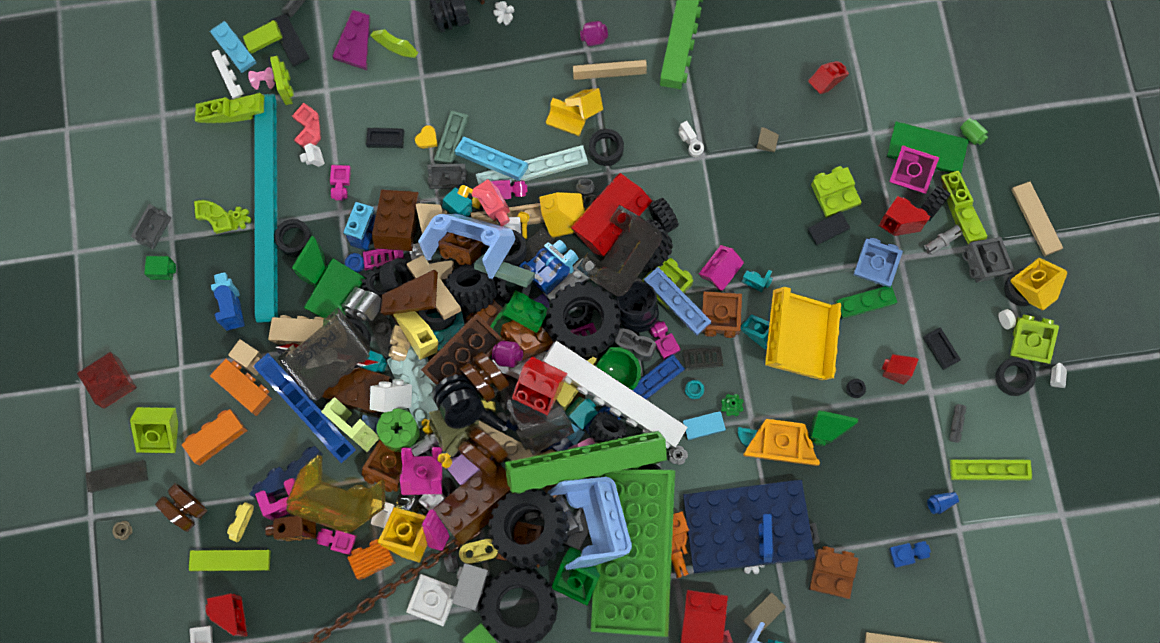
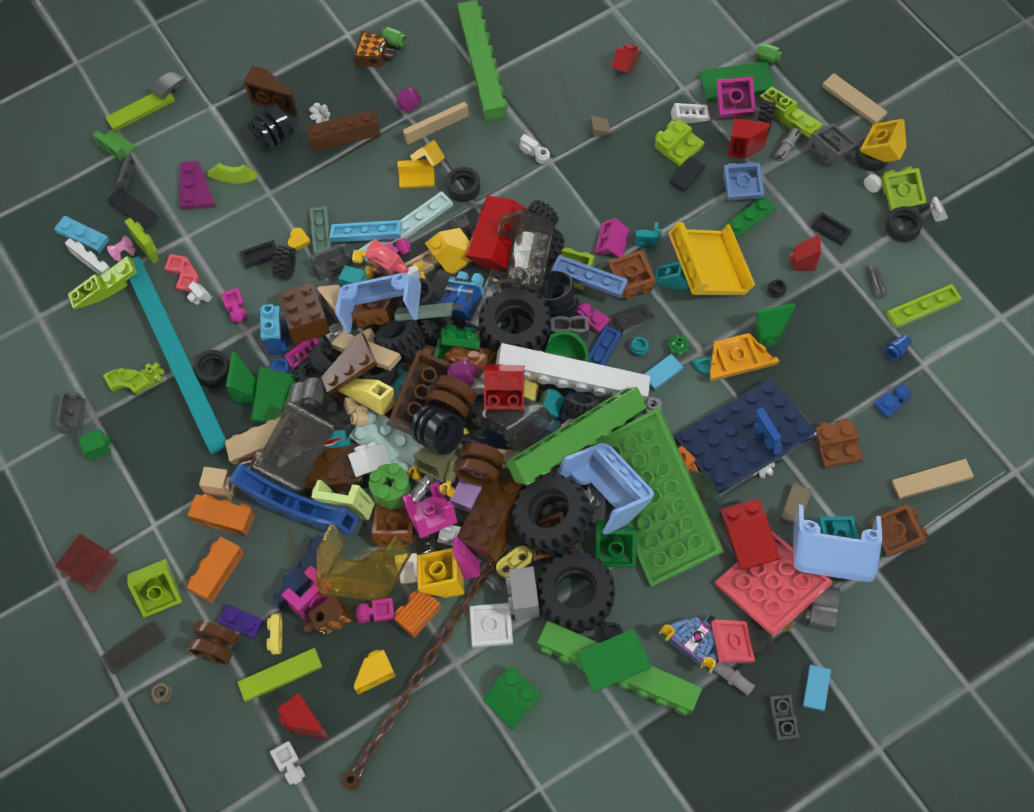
camera: 25 degrees left, 10 degrees down
(217, 495) = (241, 621): none -> dark purple plate
(229, 304) = (176, 445): blue hips -> none
(262, 37) = (106, 214): lime tile -> none
(310, 596) = (373, 671): none -> yellow slope
(401, 159) = (283, 262): none -> black tyre
(518, 41) = (343, 130): none -> reddish brown brick
(683, 576) = (710, 497): none -> clear green tile
(864, 158) = (678, 112): none -> white slope

